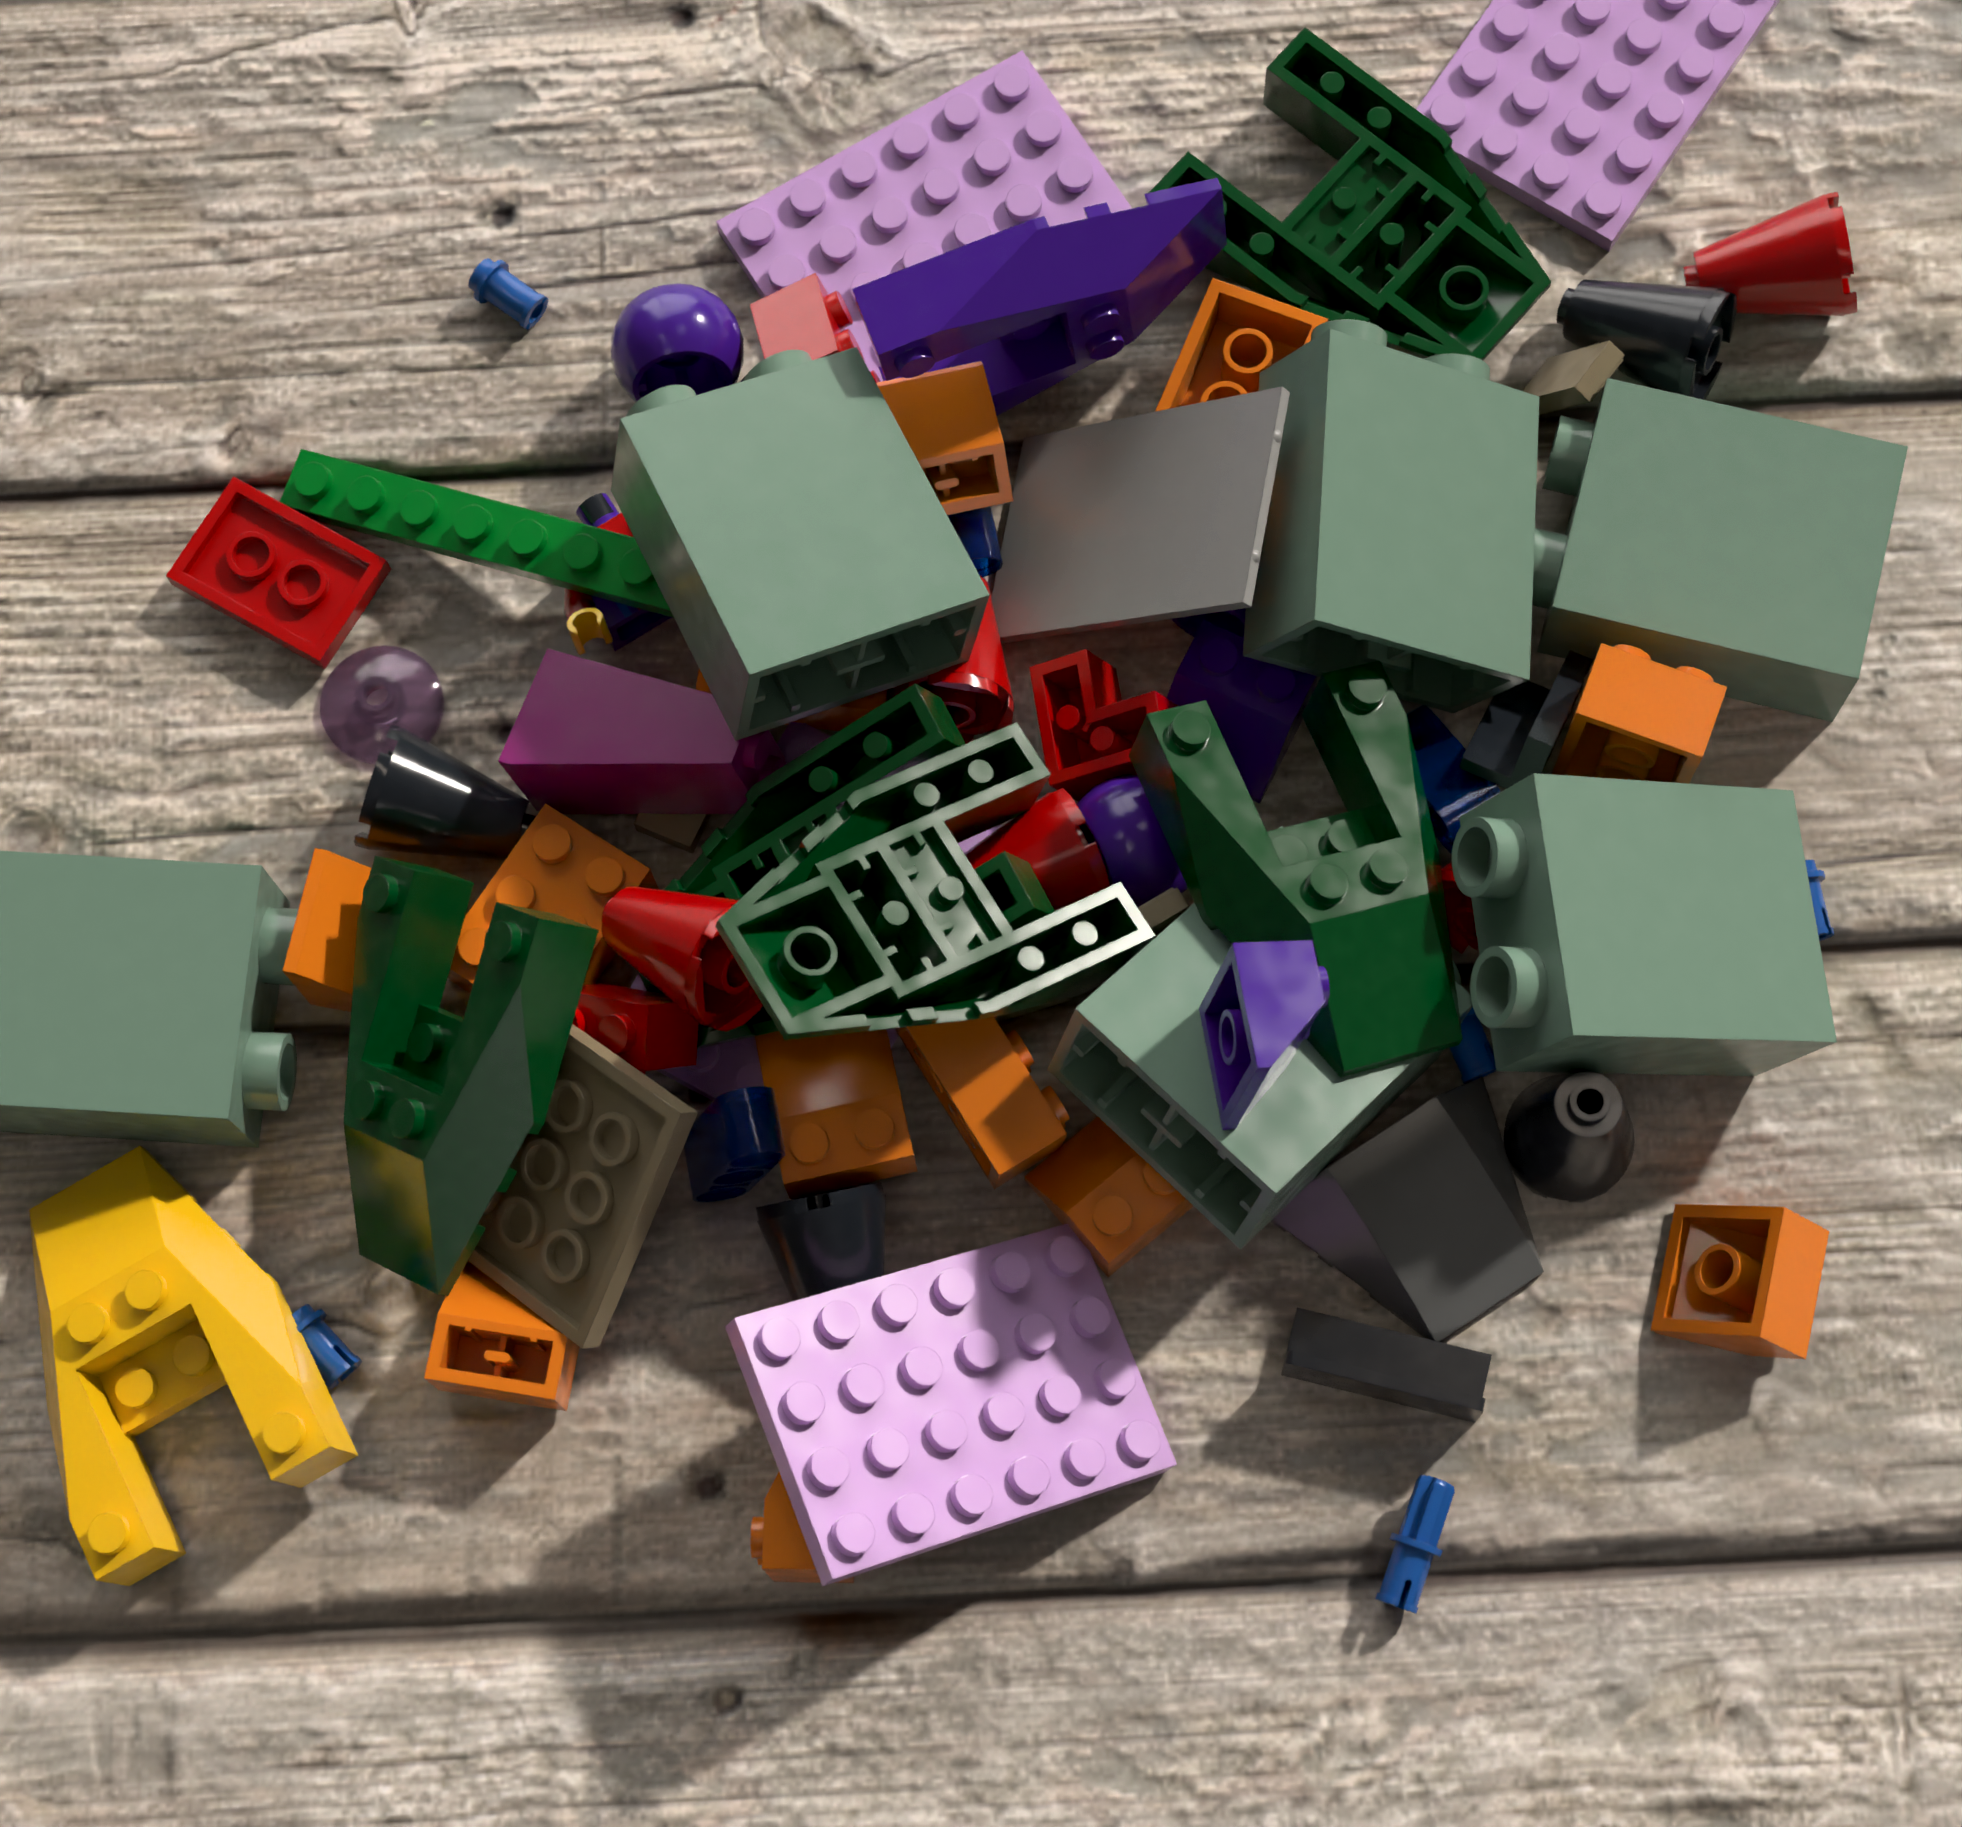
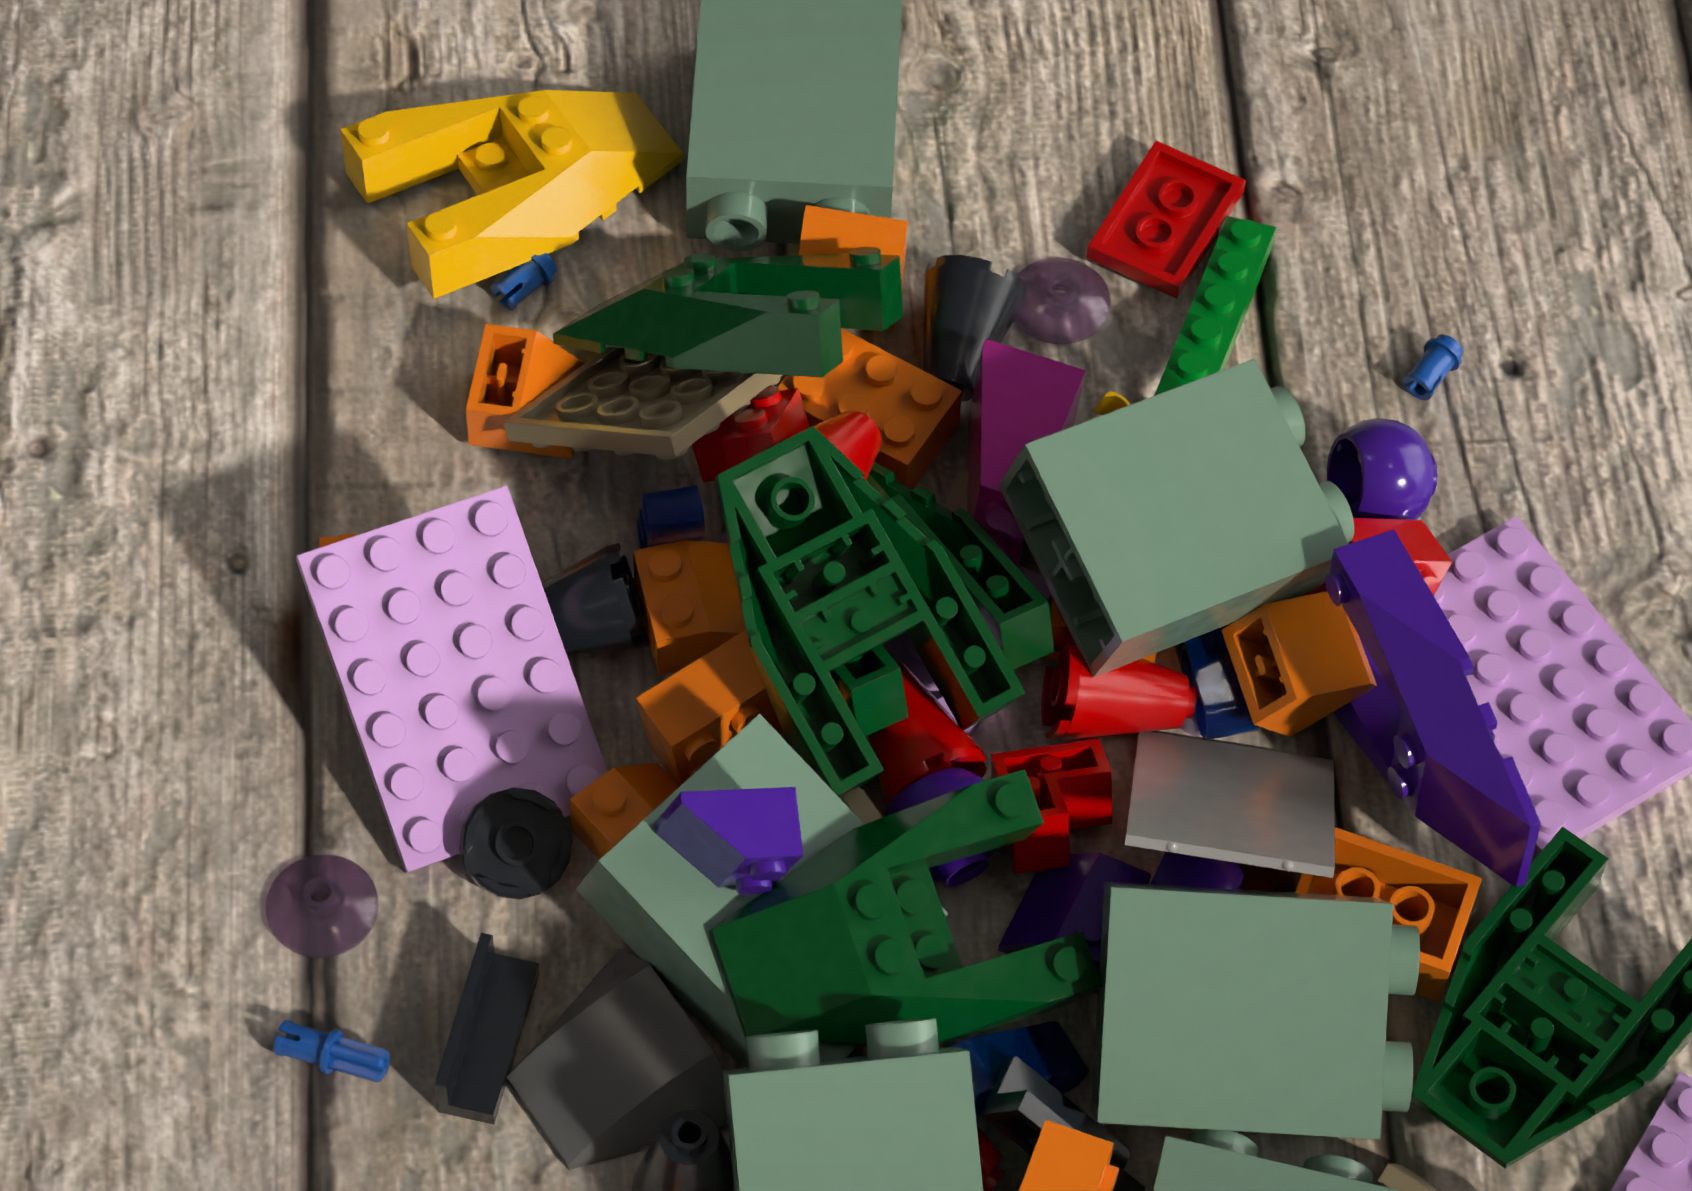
camera: 80 degrees right, 15 degrees down
(1147, 1334) = (515, 843): none -> black tile
(1203, 1604) = (324, 926): none -> clear purple dish

